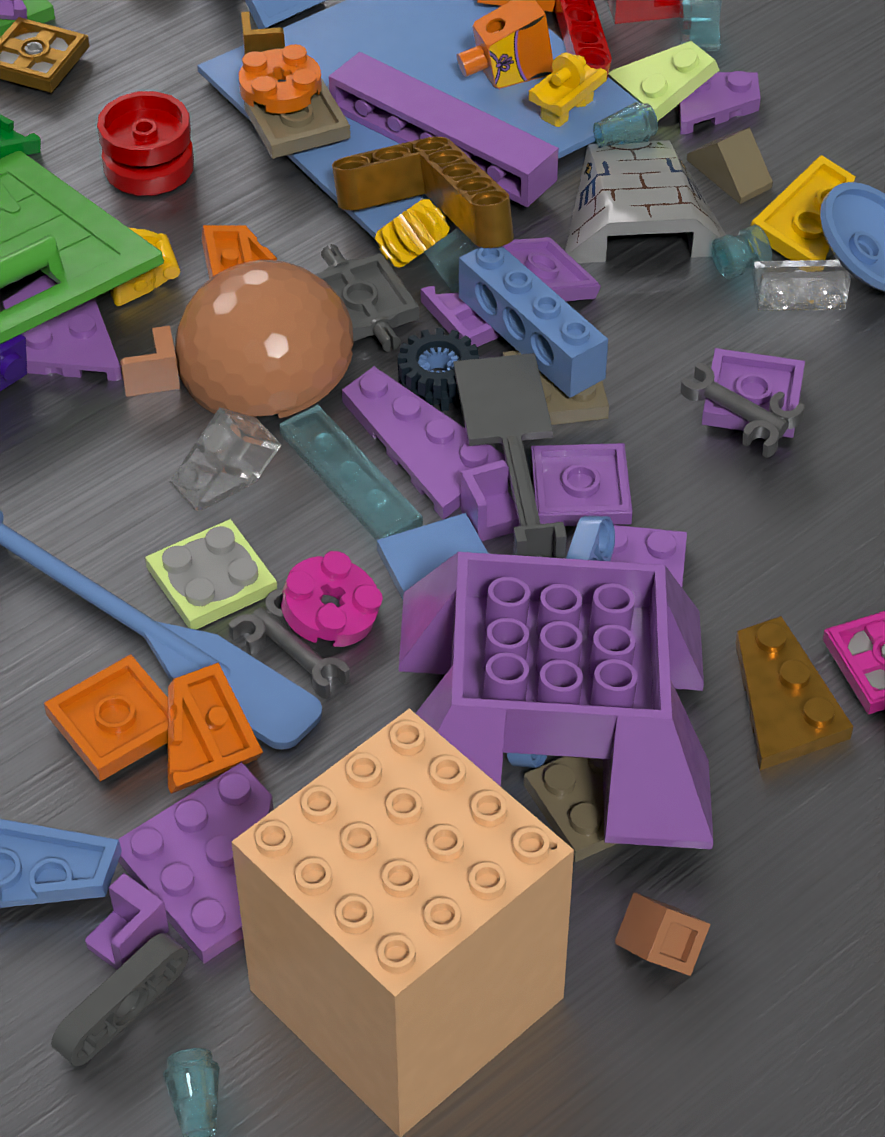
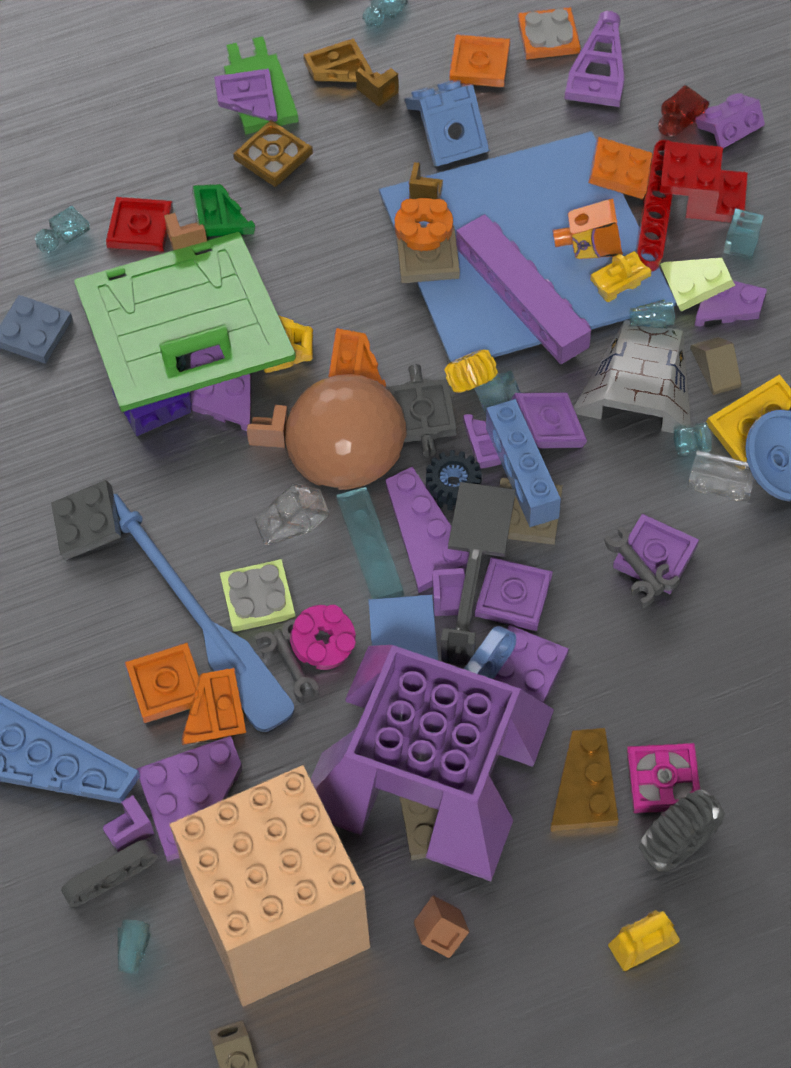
camera: 20 degrees right, 10 degrees up
(146, 143) = (320, 251): red wheel -> none
(430, 168) = (489, 320): pearl gold beam -> none

